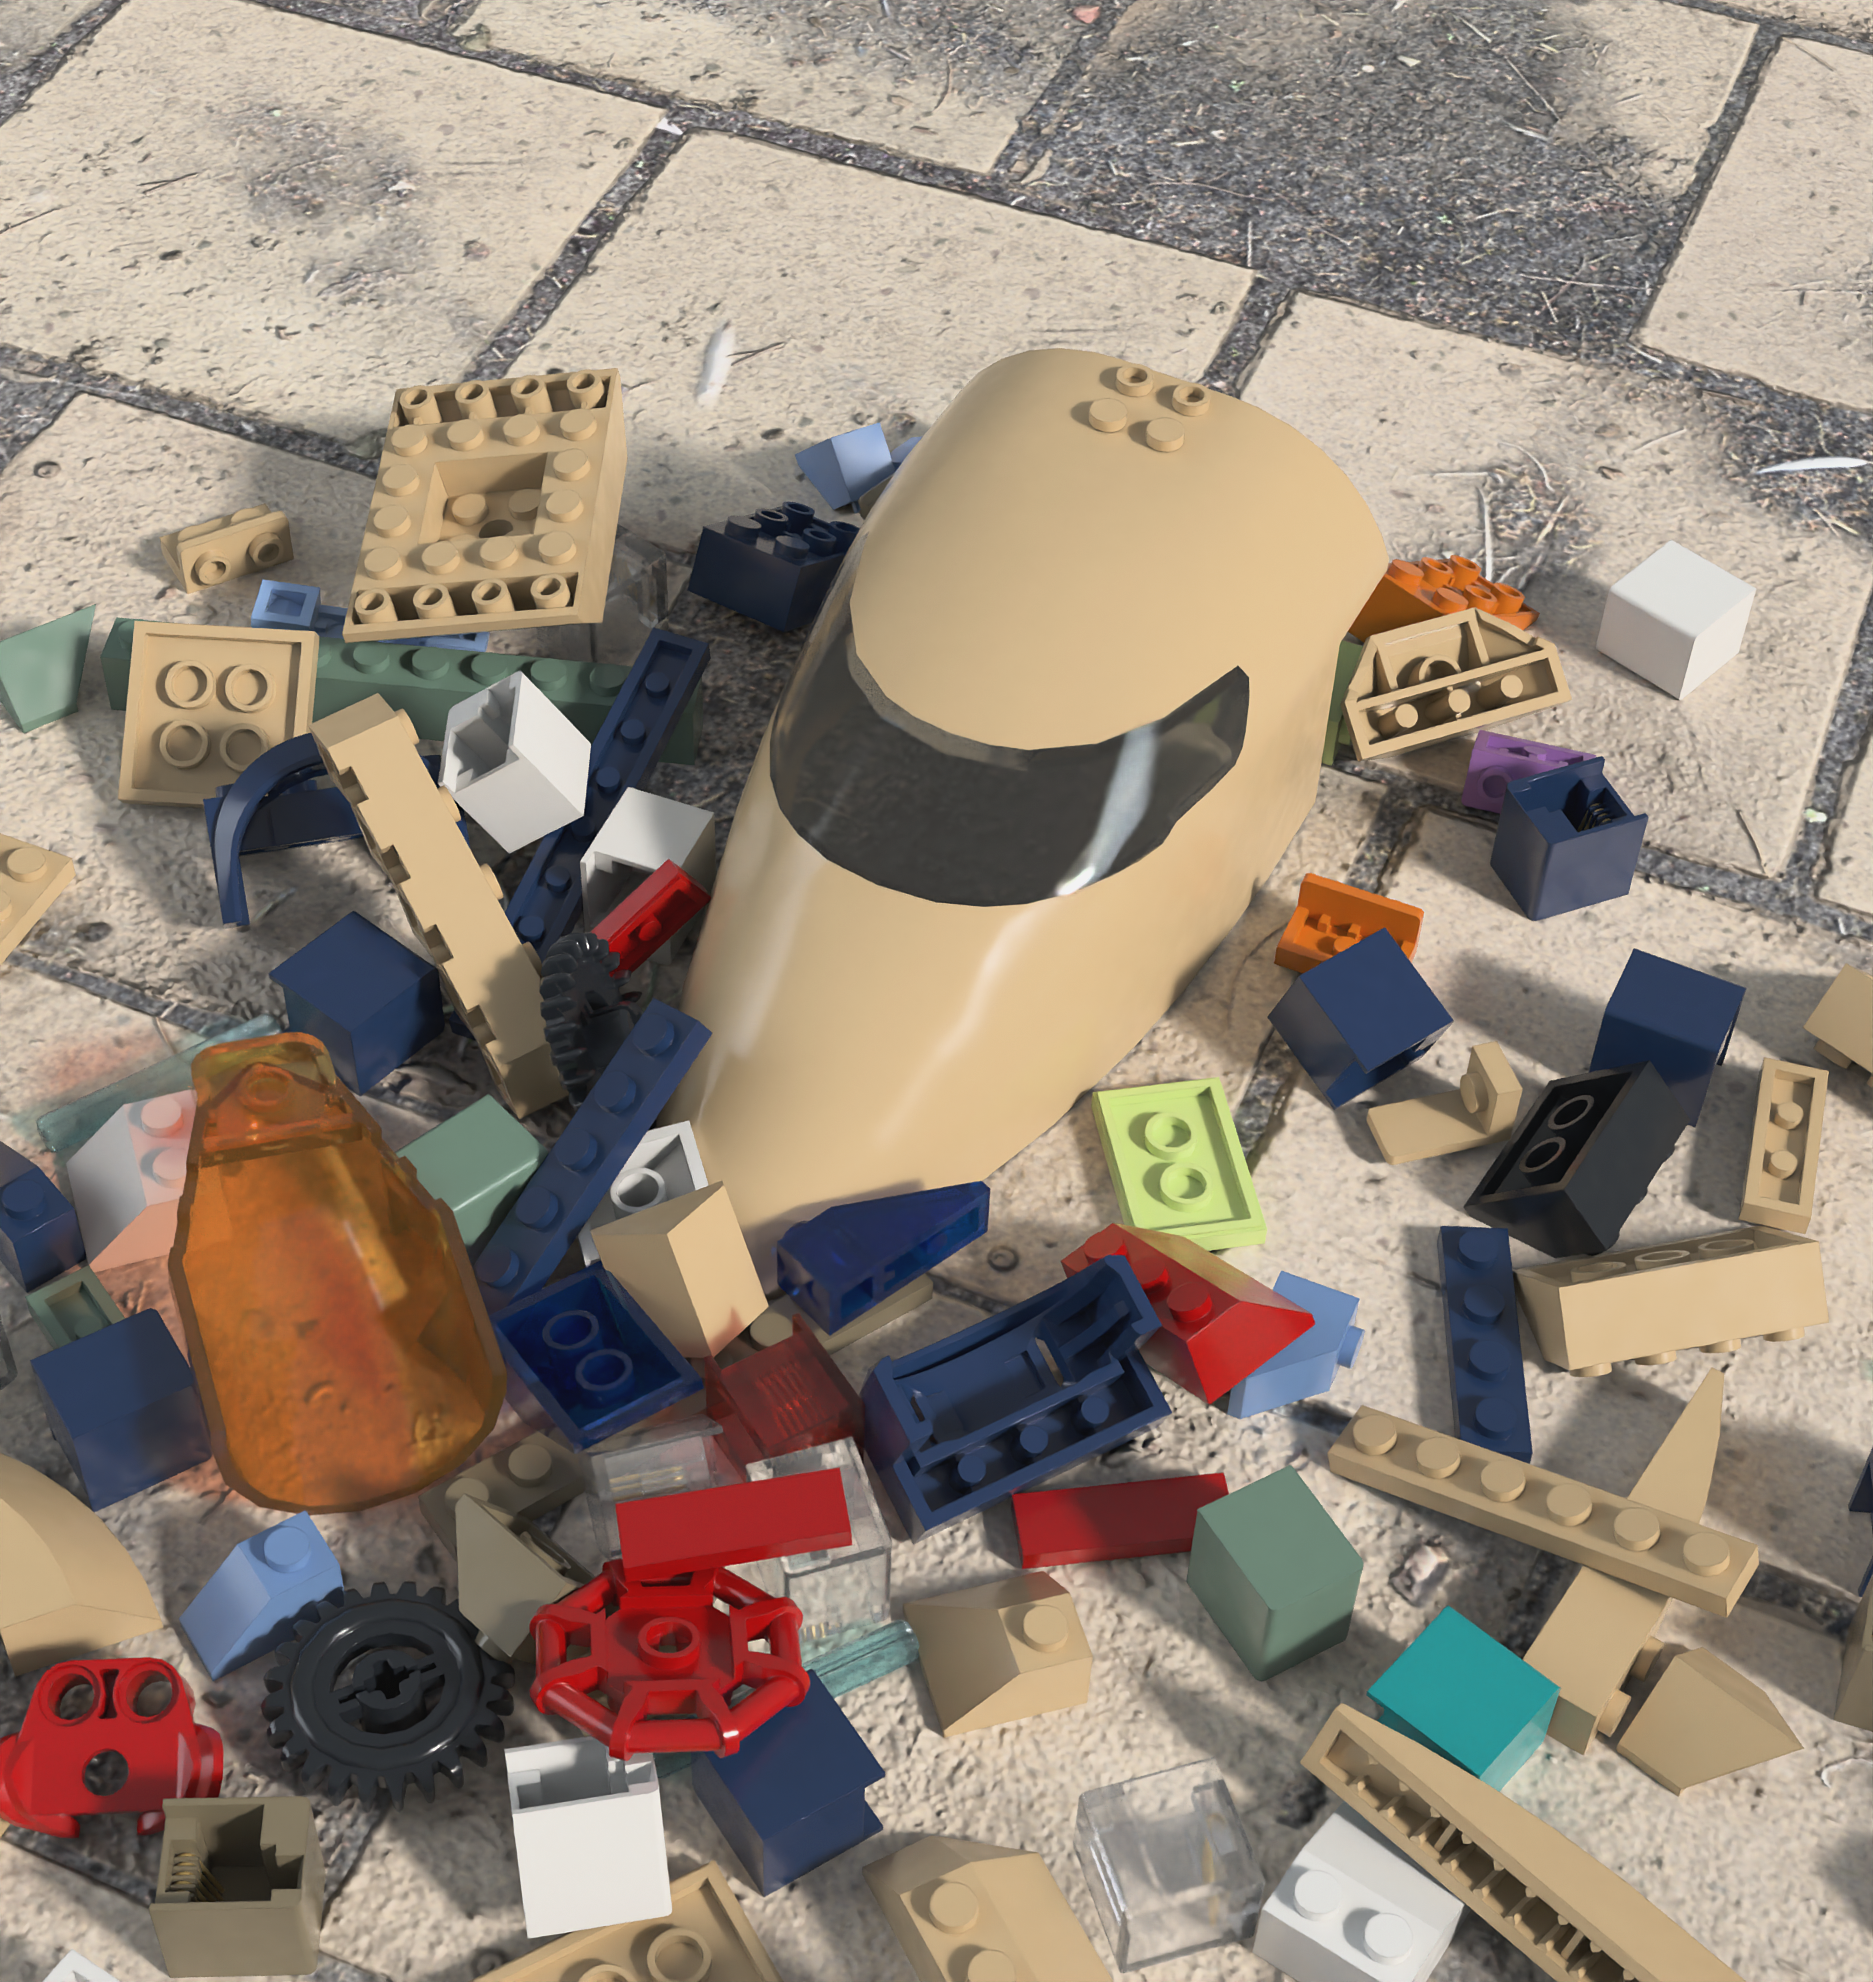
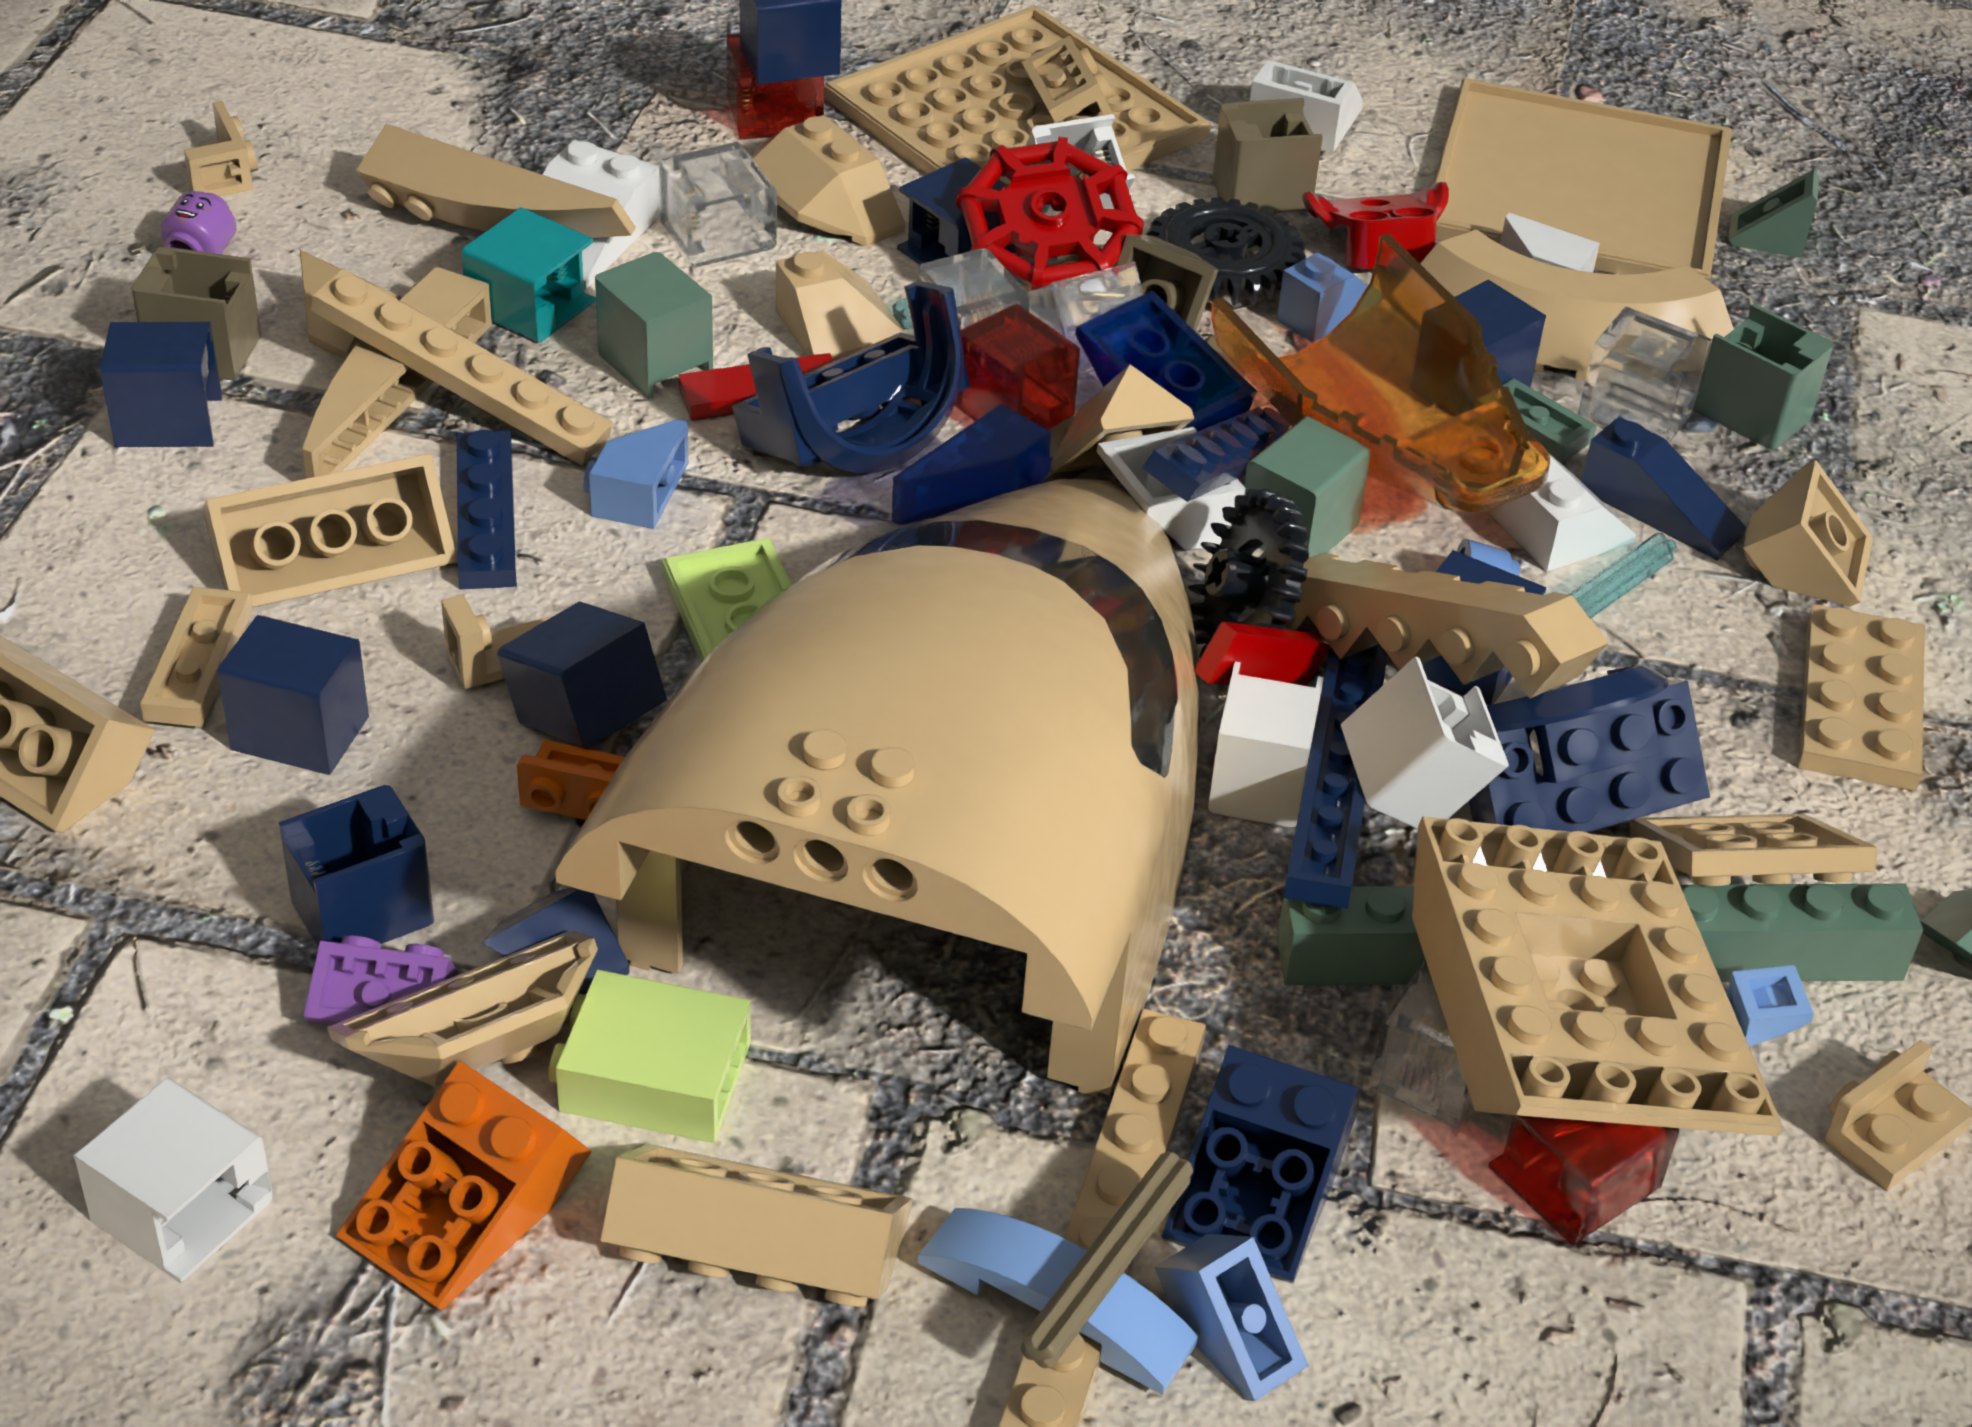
camera: 170 degrees right, 5 degrees down
(733, 1524) = (1027, 255): red tile -> none
(1211, 1314) = (729, 450): red slope -> none
(1384, 804) = (555, 915): none -> dark blue slope
(1581, 1160) = (397, 611): black slope -> none

